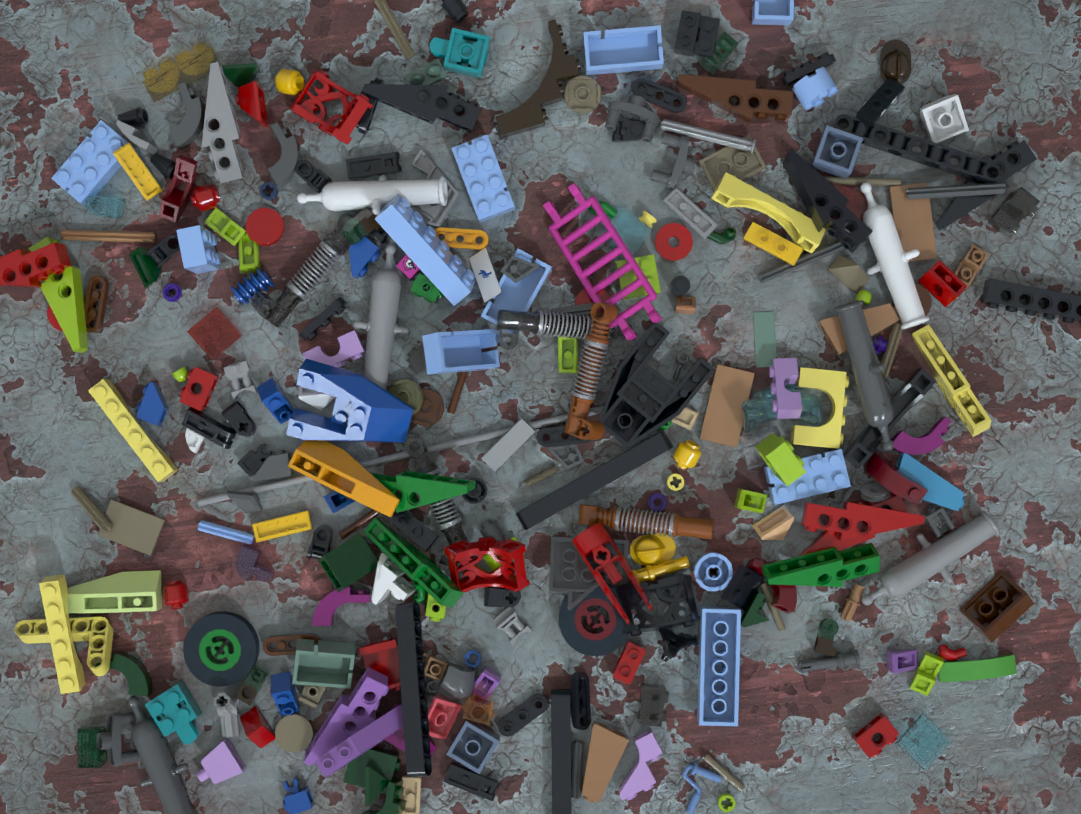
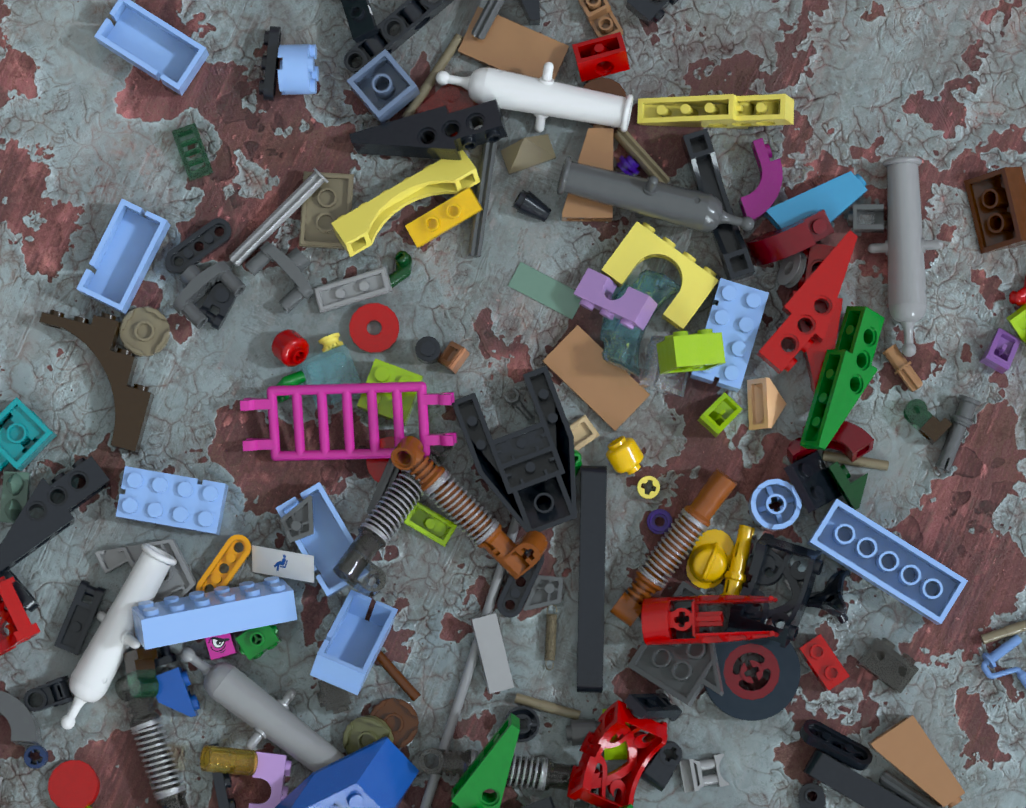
camera: 60 degrees left, 5 degrees down
(338, 316) = (228, 760): none -> clear yellow pin
(495, 500) = (547, 706): none -> dark tan piece
(534, 569) = (652, 706): none -> black plate
(628, 195) = (290, 348): none -> red head
(641, 776) = (962, 726): lavender arch -> none
(689, 25) = (148, 173): black brick -> none
(720, 90) = (235, 173): reddish brown brick -> none
(815, 296) = (531, 206): none -> black cone
(864, 295) = (564, 150): lime hinge -> none

